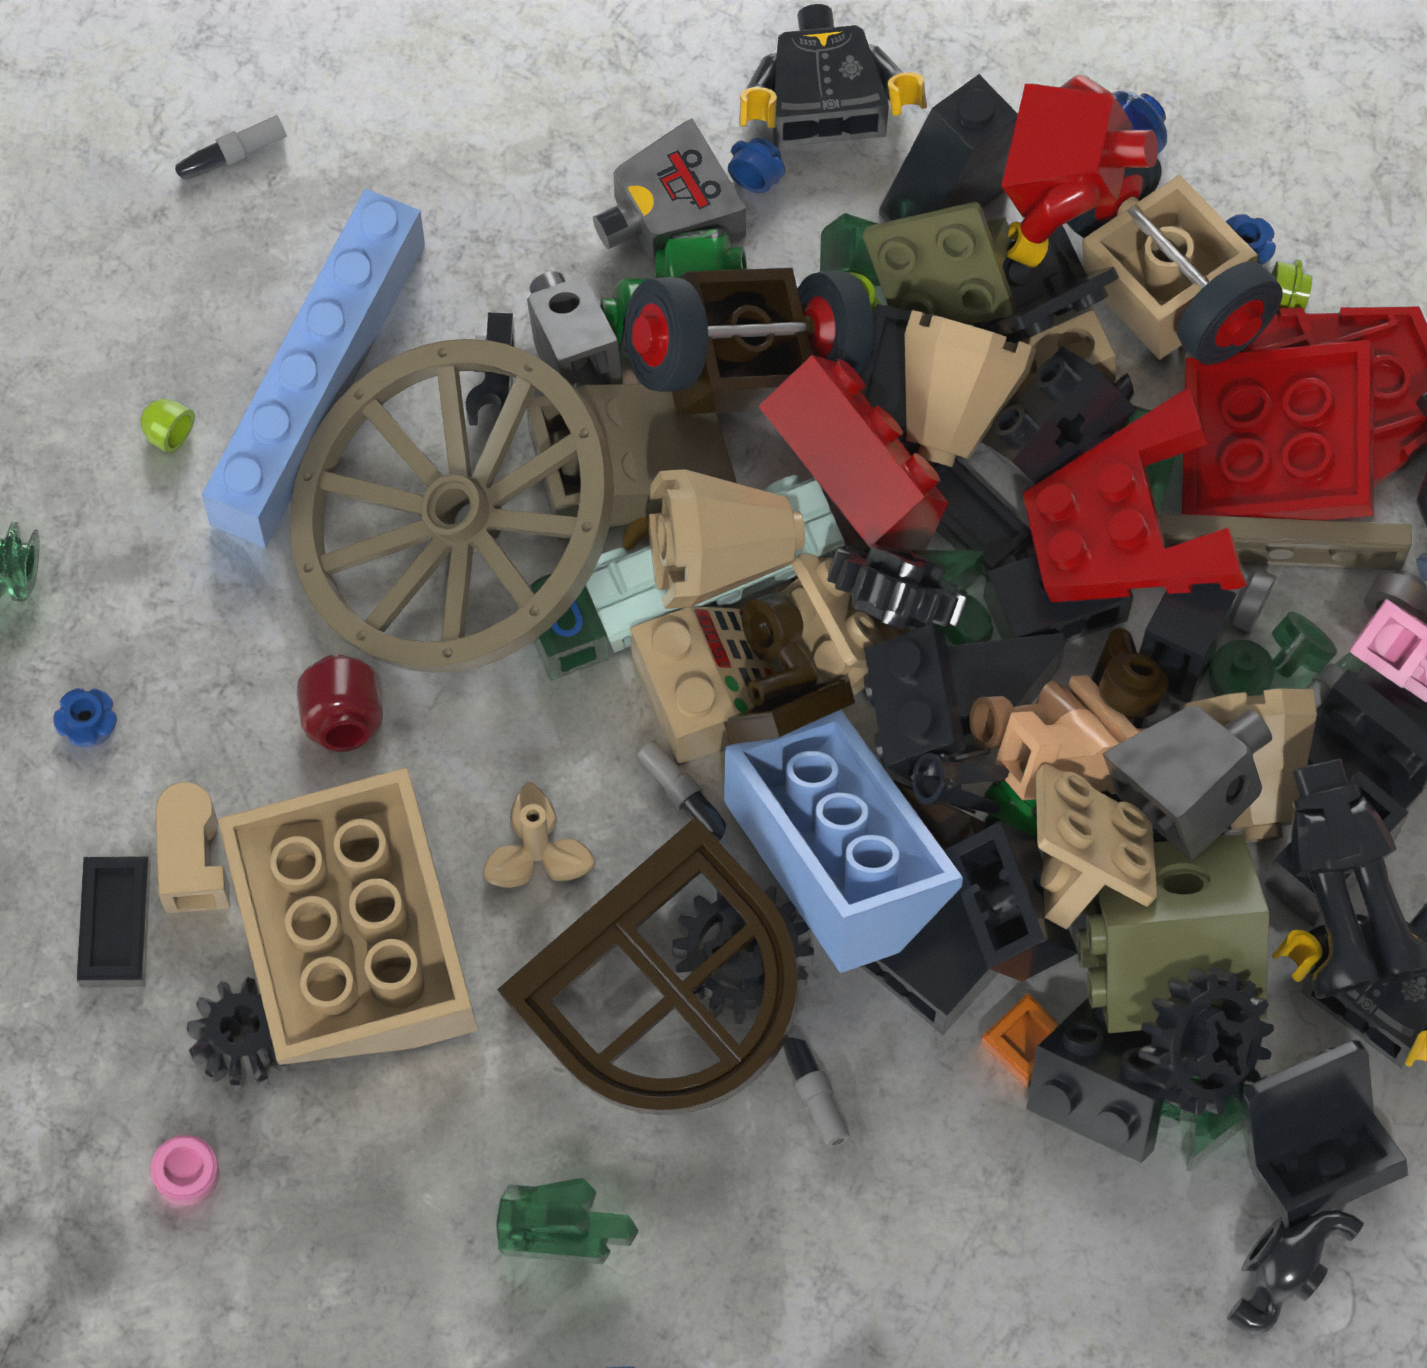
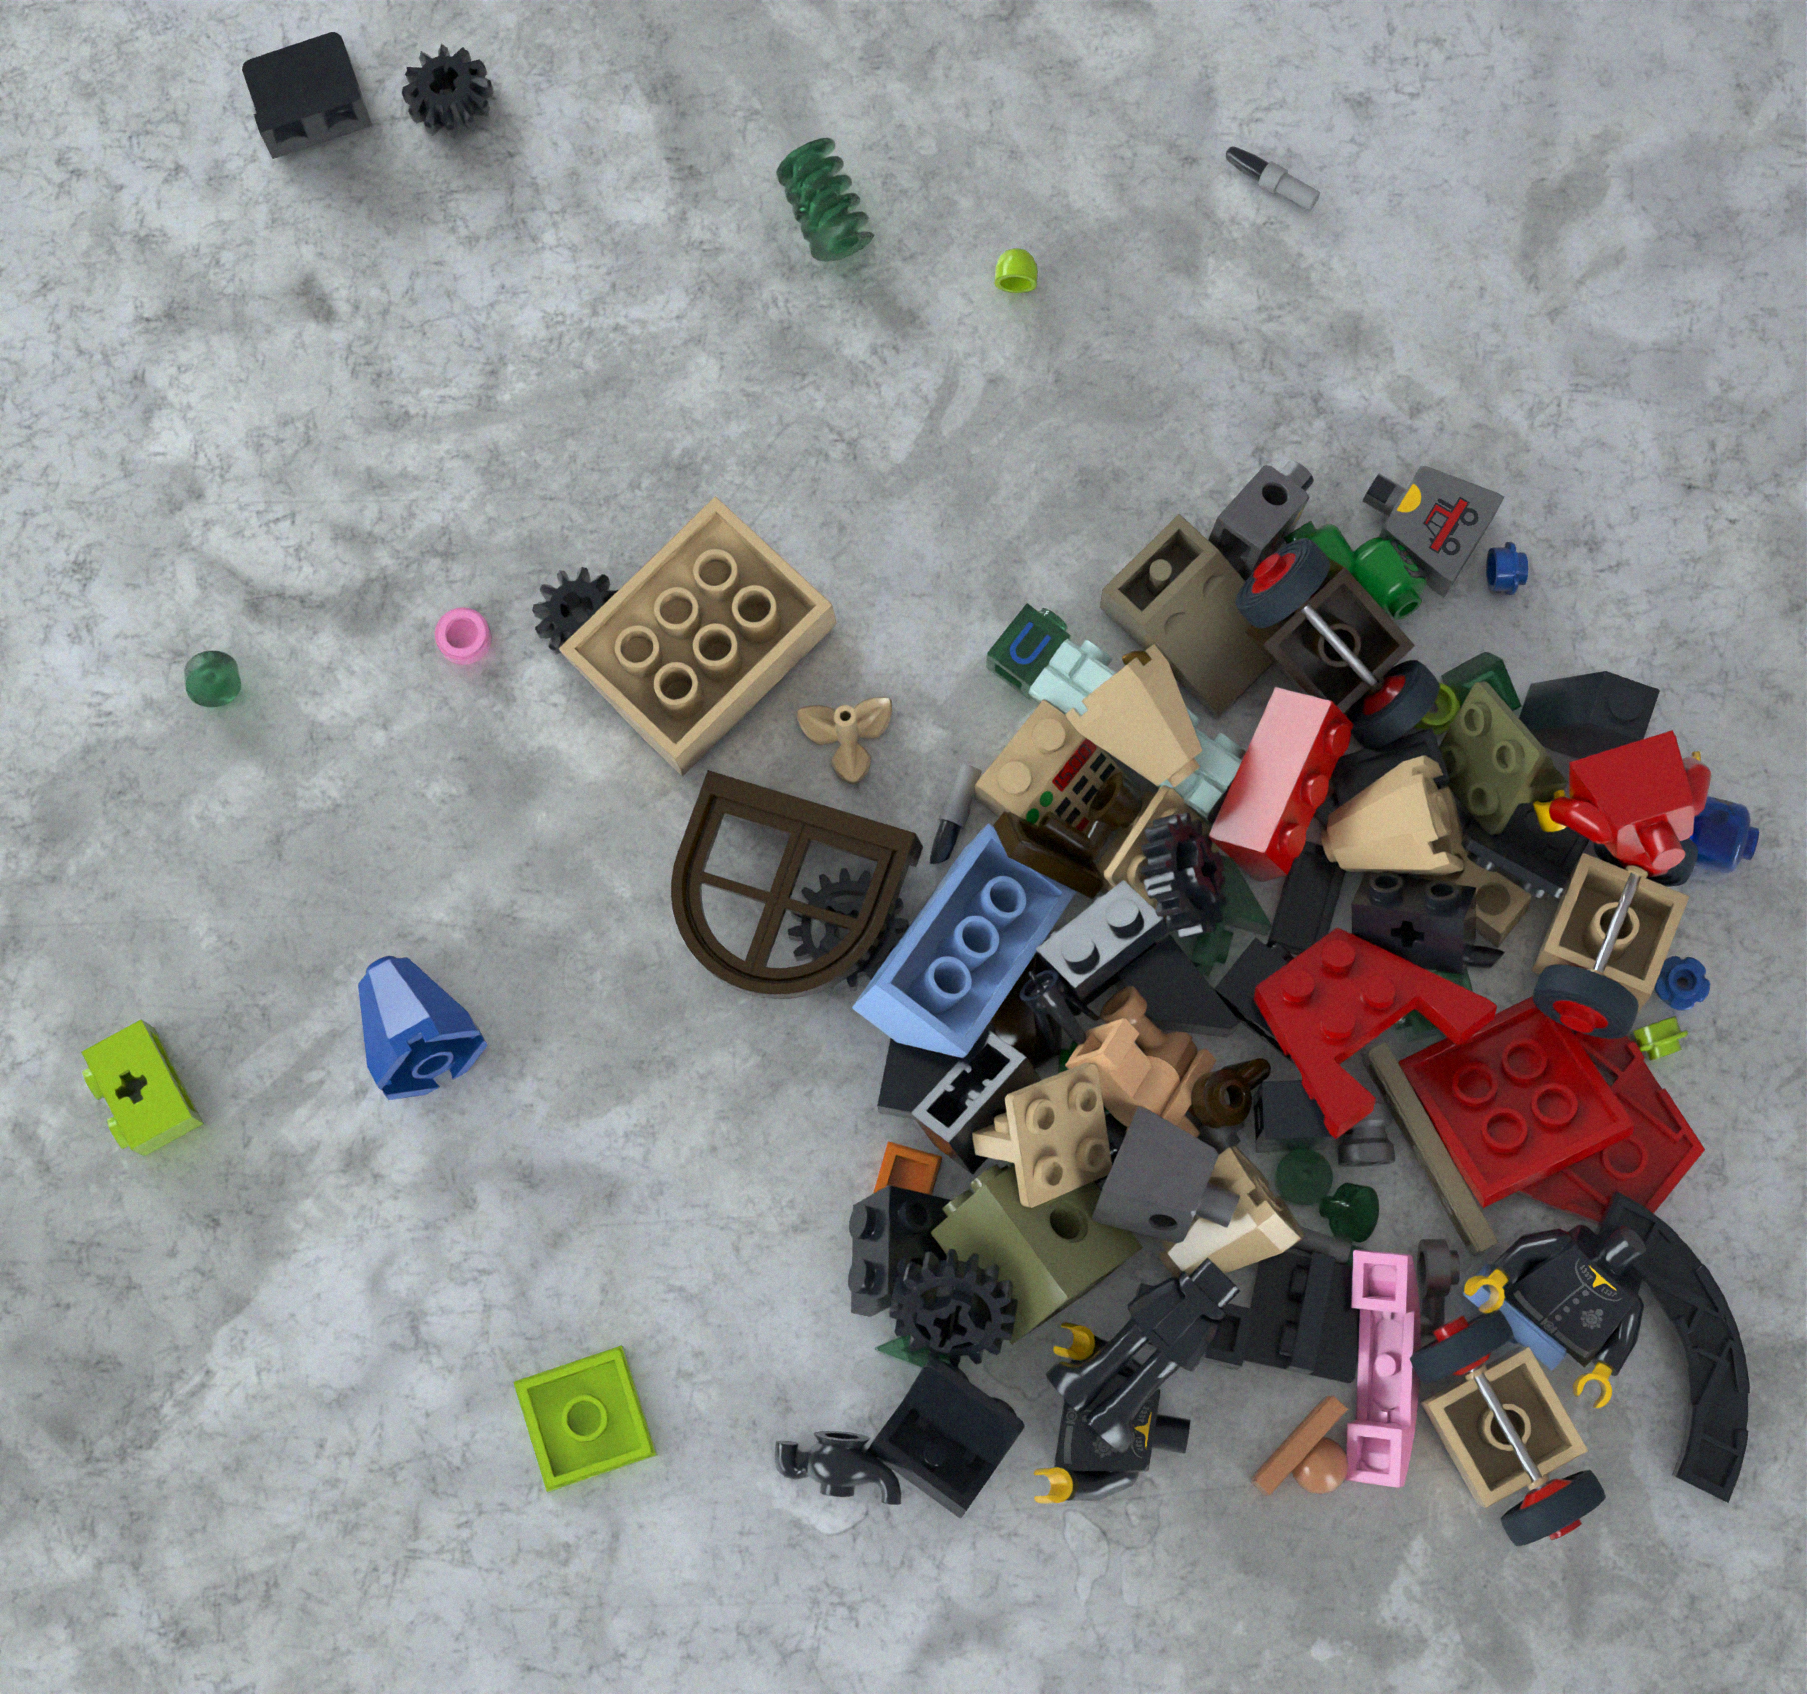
camera: 65 degrees right, 10 degrees up
(88, 732) = (758, 371): blue plate -> none
(114, 922) = (616, 474): black tile -> none
(184, 834) = (692, 486): tan leg -> none
(314, 366) = (1126, 347): light blue brick -> none
(339, 703) = (869, 527): dark red head -> none
(443, 502) = (1063, 507): dark tan wheel -> none
(494, 386) = (1213, 475): black plate -> none
(557, 1223) = (554, 900): clear green rock -> none
(815, 1092) = (777, 1042): light grey piece -> none
(827, 84) = (1606, 578): black torso -> none

